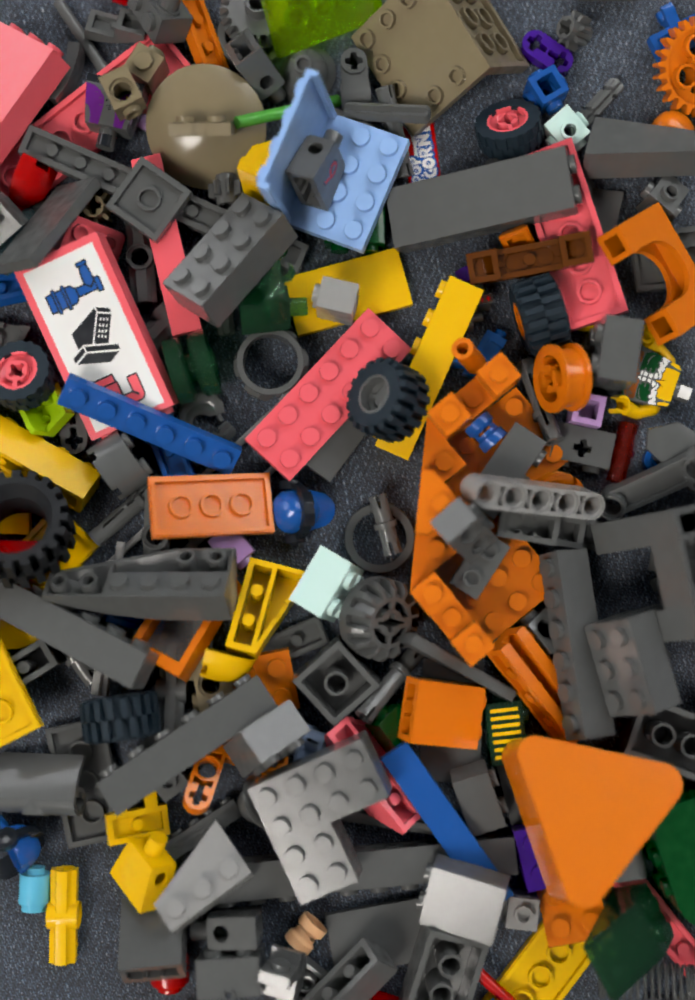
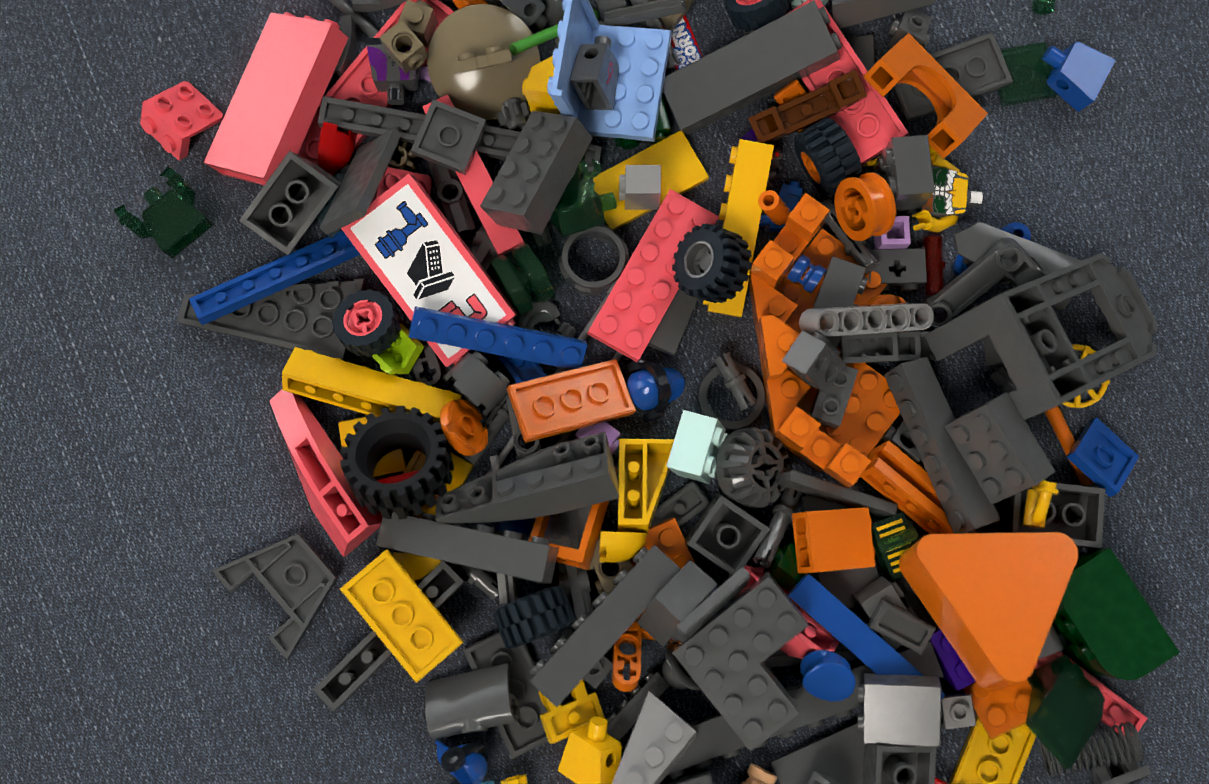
camera: 15 degrees left, 5 degrees down
(93, 508) = (463, 427): none -> orange tile
(298, 752) = (712, 605): none -> dark grey tile
(399, 848) = (827, 676): none -> blue piece
(487, 816) = (901, 626): none -> dark grey tile
(507, 730) = (898, 540): none -> clear green tile
(657, 729) = (1037, 503): none -> yellow plant

